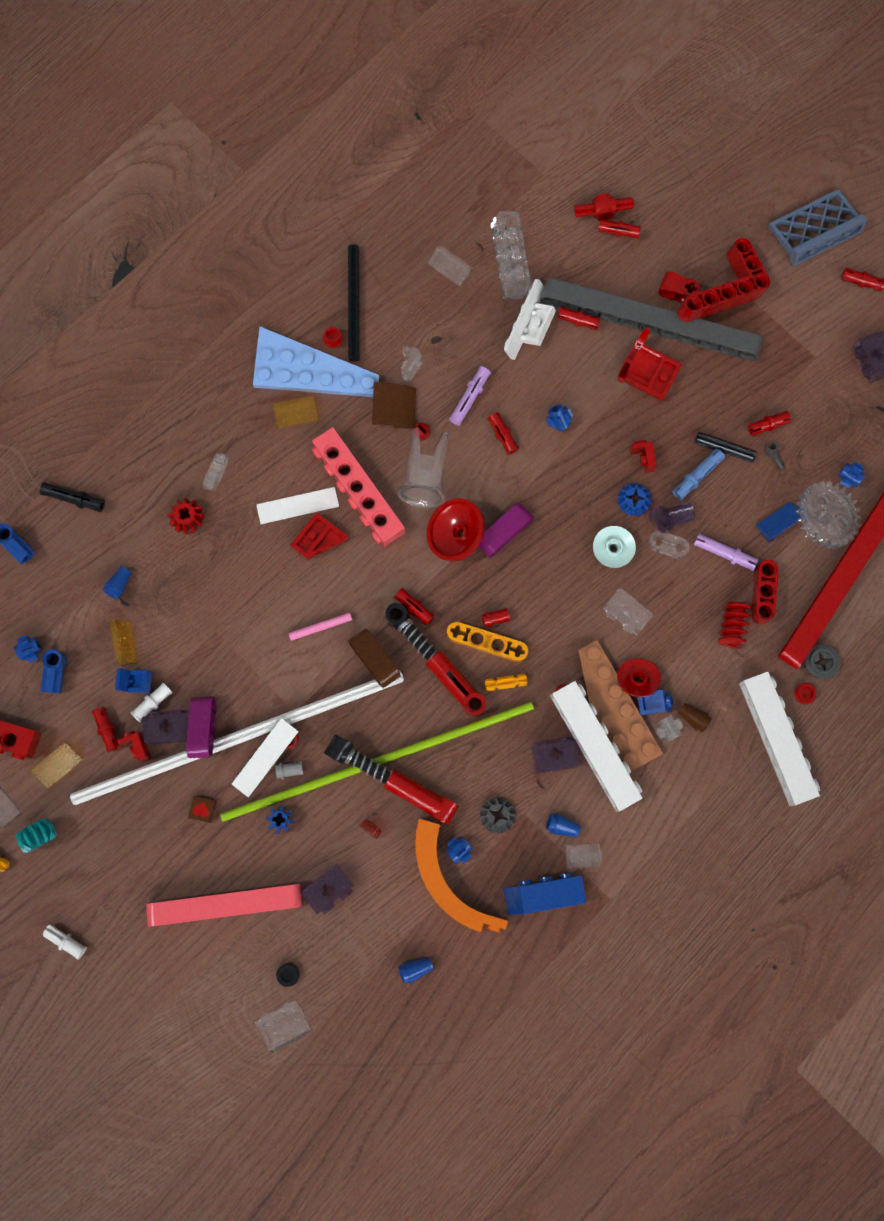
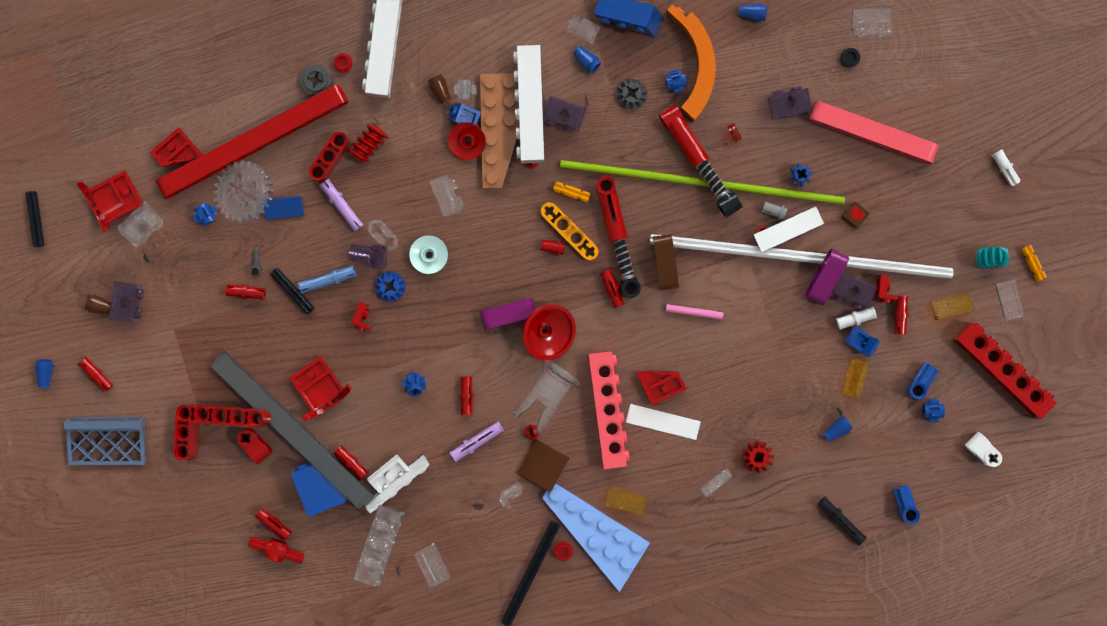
camera: 150 degrees left, 10 degrees up
(598, 271) = (316, 490): none -> blue slope

